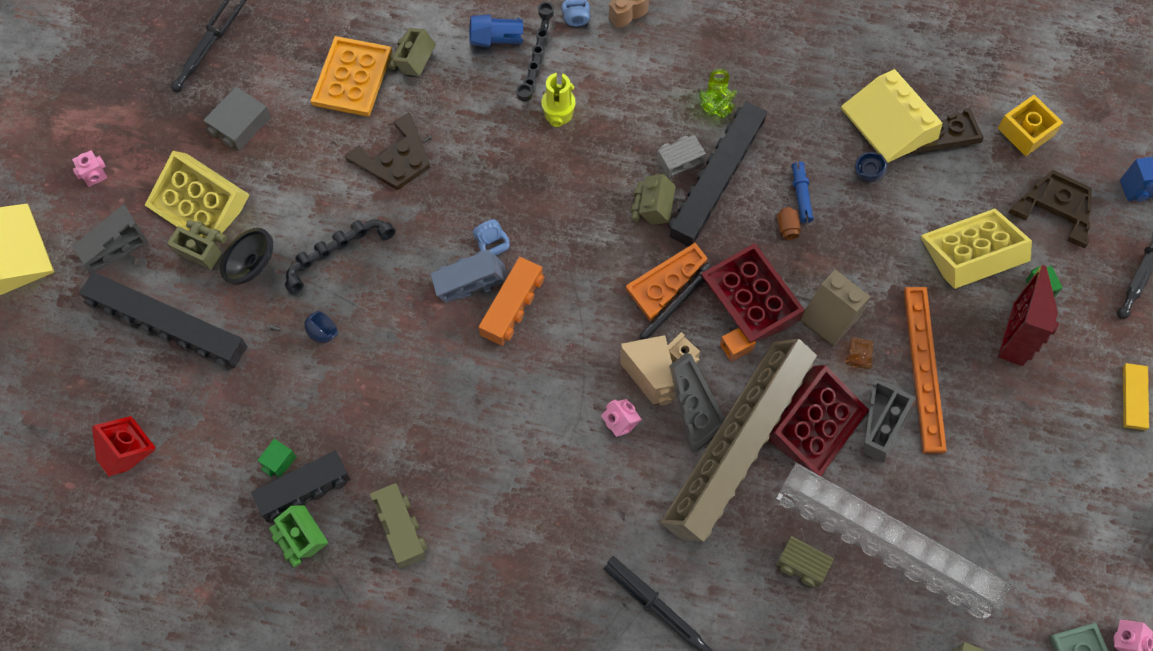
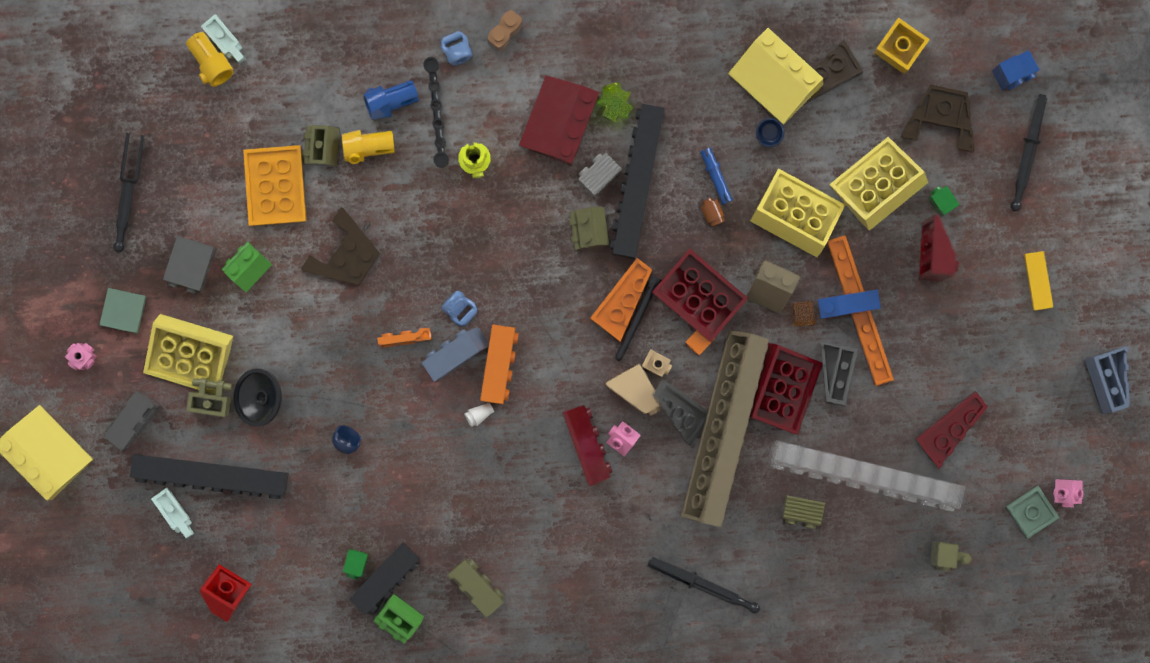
camera: 20 degrees left, 20 degrees up
(108, 346) = (173, 512): none -> light aqua hinge
(153, 143) = (123, 310): none -> sand green tile
(292, 136) = (246, 266): none -> bright green brick
(341, 240) = (318, 366): black bar -> none
(421, 248) = (405, 338): none -> orange hinge
(446, 62) = (359, 145): none -> yellow piece
(471, 346) = (478, 414): none -> white cone
(578, 408) = (586, 444): none -> dark red slope
(657, 98) = (559, 119): none -> dark red slope
(879, 251) = (798, 213): none -> light yellow slope
(914, 352) = (849, 303): none -> blue slope
(997, 527) = (945, 434): none -> dark red wing

